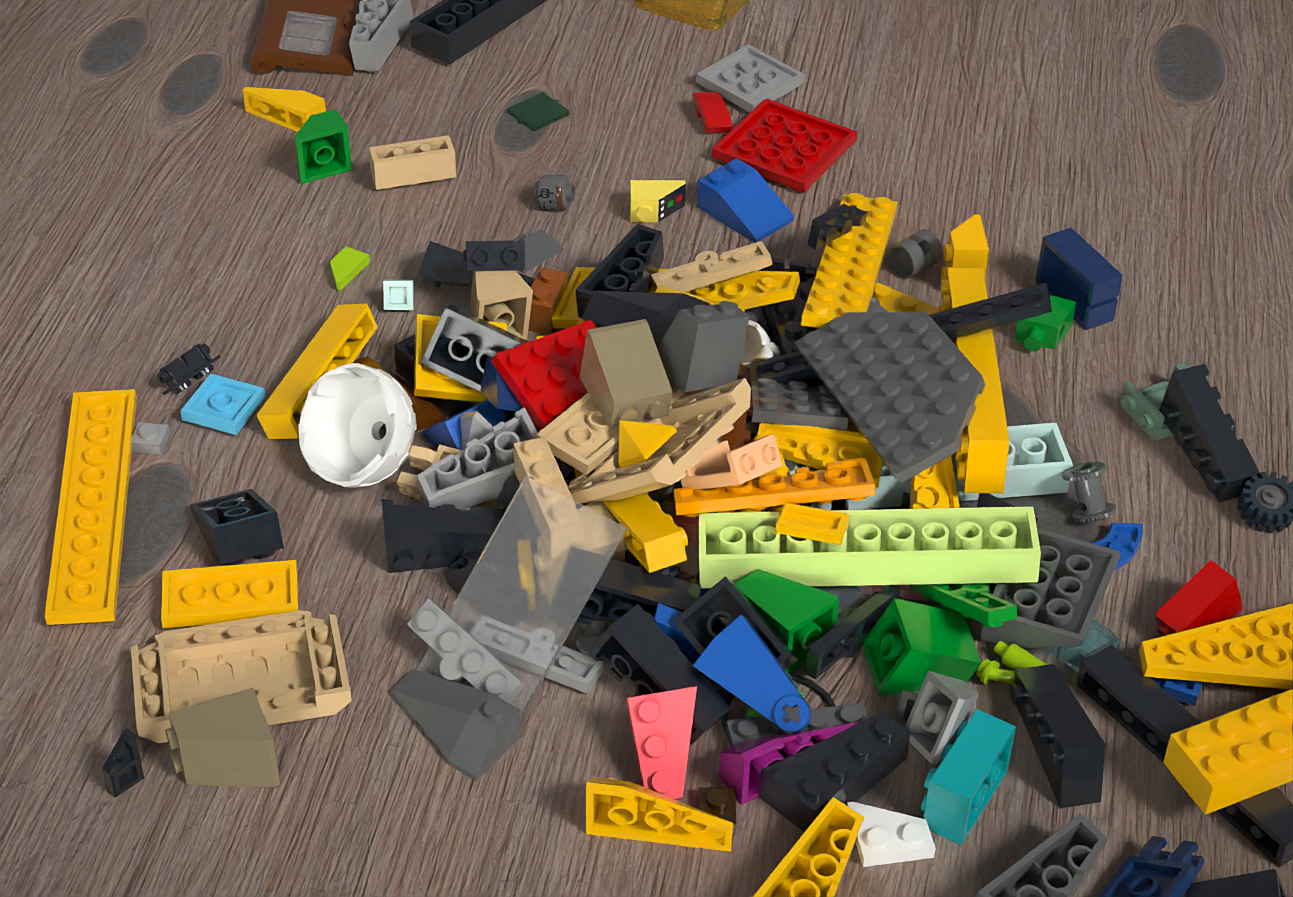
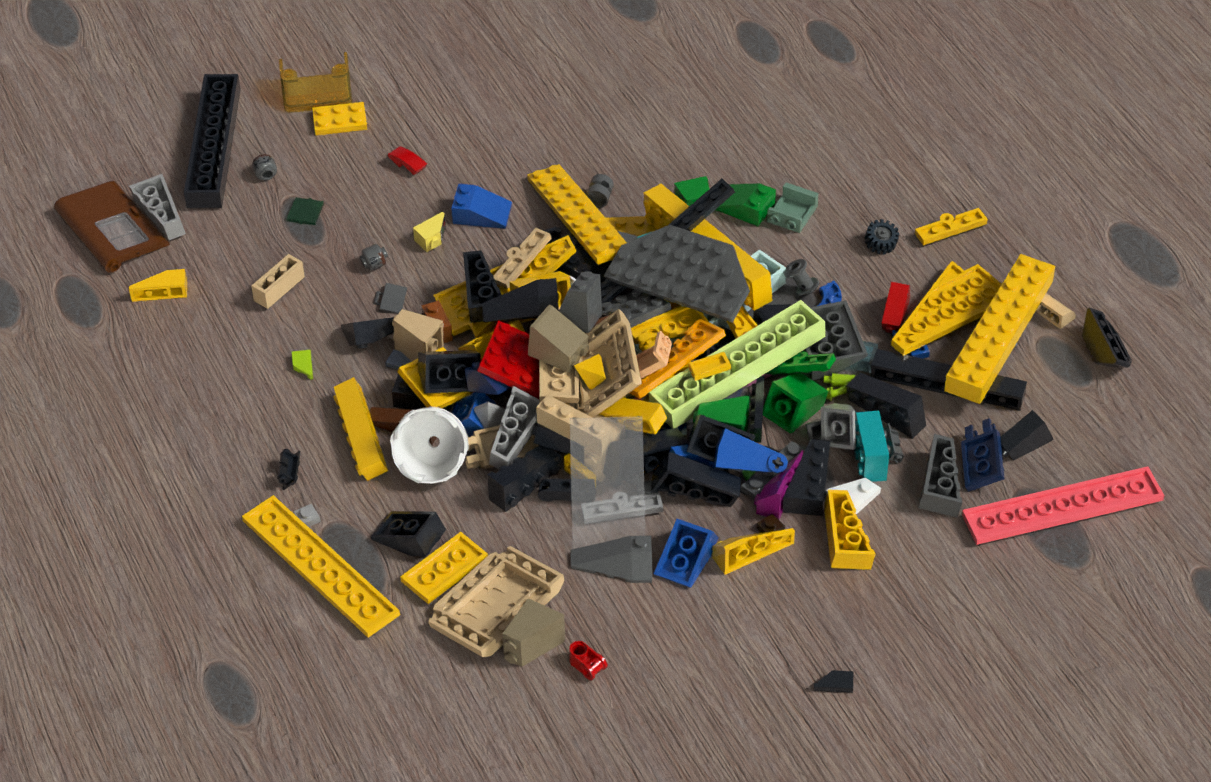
camera: 35 degrees left, 5 degrees up
(123, 765) = (492, 673): black tile -> none
(223, 404) = (327, 475): medium azure plate -> none
(264, 831) = (589, 661): none -> red piece
(322, 147) = (220, 297): green slope -> none
(398, 294) = (353, 363): light aqua tile -> none
(463, 654) = (595, 526): light grey hinge -> none
(494, 255) = (407, 312): black hinge -> none
(539, 43) = (264, 167): none -> dark grey head
(552, 766) = (685, 553): none -> blue slope
(662, 738) = (726, 510): coral wing -> none
(684, 36) = (339, 118): none -> yellow plate
(750, 78) = (406, 127): light grey plate -> none
(785, 144) = (466, 160): red plate -> none
(834, 224) = (558, 197): black hinge -> none
(966, 246) = (632, 180): yellow slope -> none
(1003, 803) = (893, 443): none -> dark grey hinge
(1081, 275) = (694, 159): dark blue piece -> none
(1108, 362) = (749, 202): none -> green slope
(1206, 433) = (829, 216): black wedge -> none

